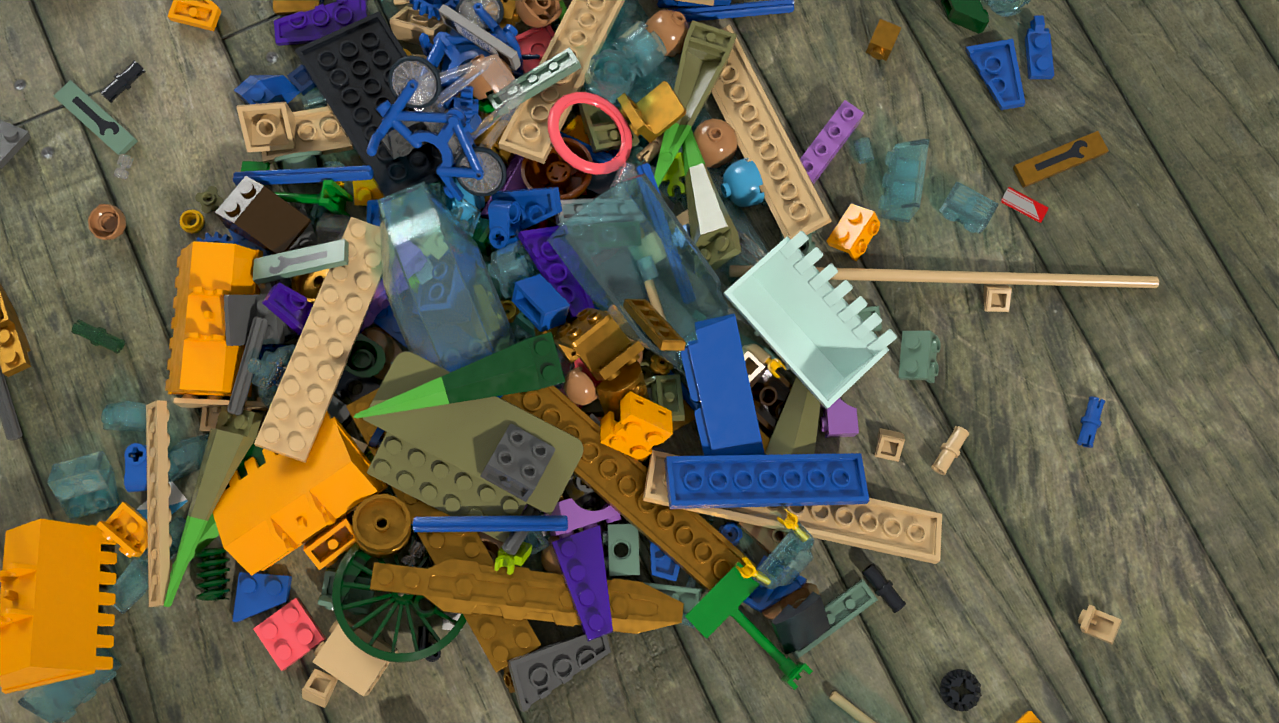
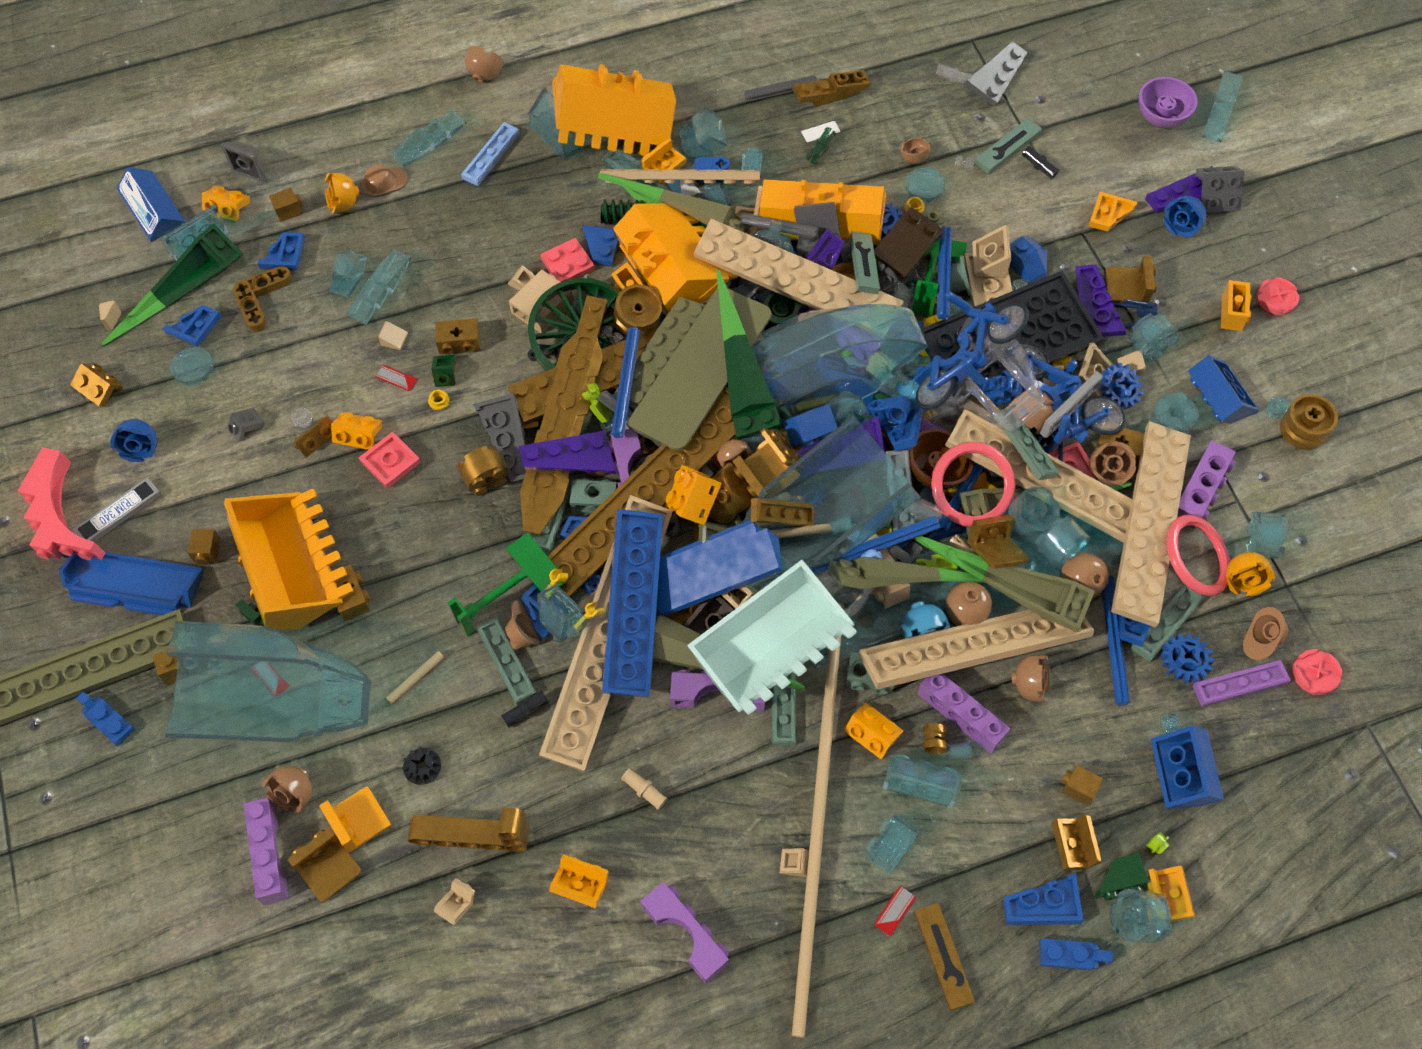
camera: 100 degrees right, 15 degrees down
(71, 342) = (815, 132): none -> white sticker
(157, 211) = (925, 184): none -> clear light blue tile
(518, 462) = (672, 394): dark grey bracket -> none
(606, 685) = (483, 470): none -> pearl gold brick
(783, 83) = (1032, 678): none -> medium nougat cylinder
(801, 625) = (503, 622): black slope -> none
(856, 173) = (935, 738): none -> pearl gold wheel
(889, 444) = (658, 735): tan slope -> none
(919, 356) = (740, 774): sand green bracket -> none
(939, 44) = (1076, 843): none -> pearl gold bracket
(1026, 619) = (504, 835): none -> pearl gold beam
(1057, 501) = (579, 881): none -> light orange bracket
(1066, 414) = (664, 907): none -> medium lavender arch
(1090, 422) = (655, 934): blue pin -> none

